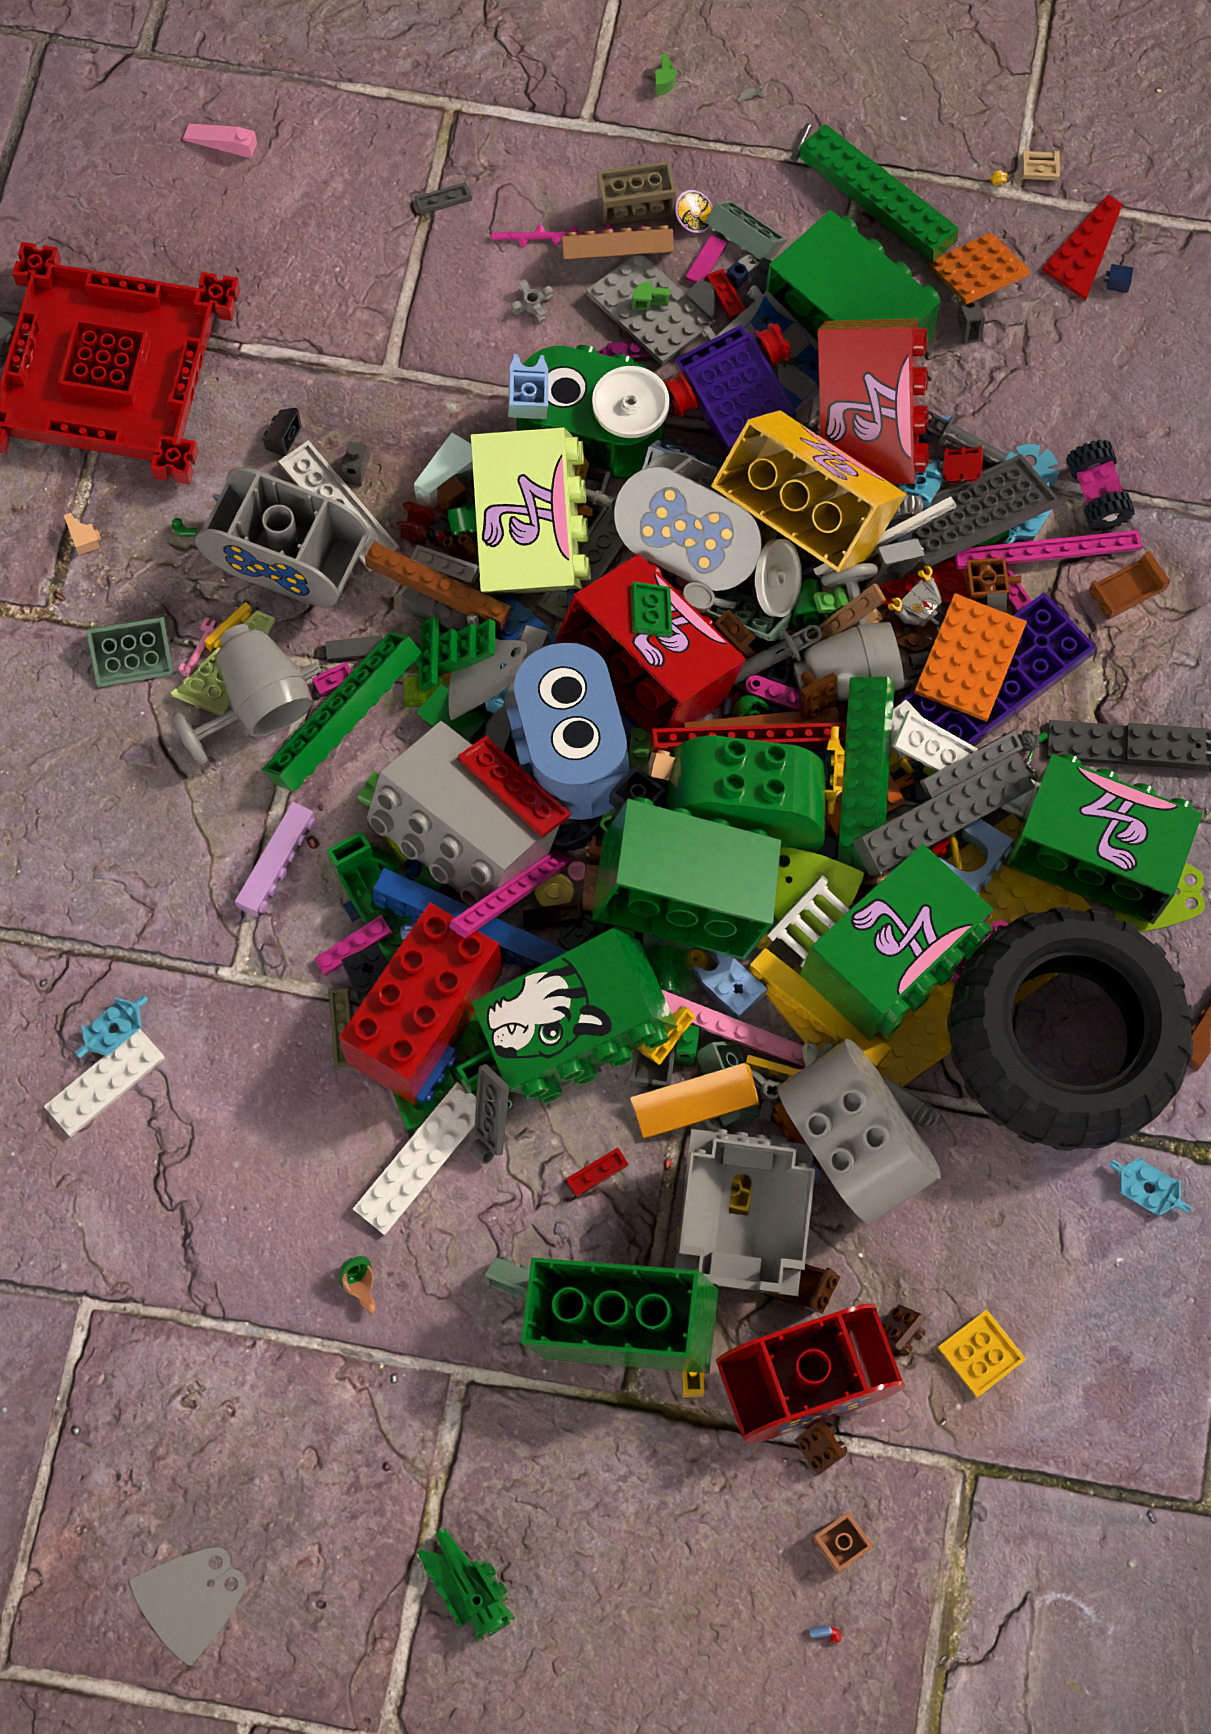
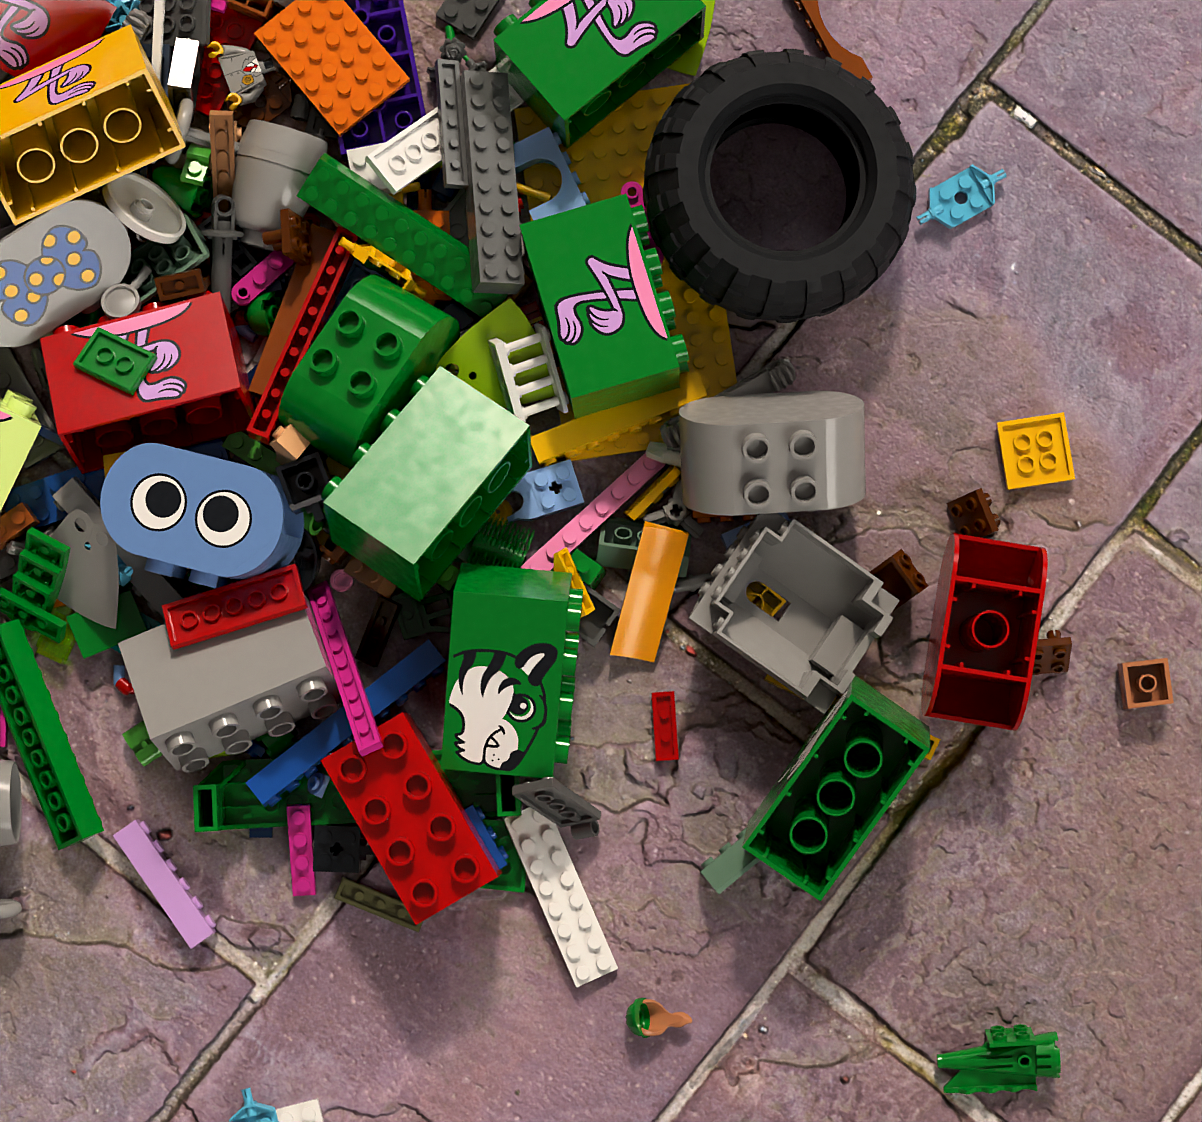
camera: 60 degrees left, 15 degrees up
(555, 891) = (354, 613): light yellow tile -> none

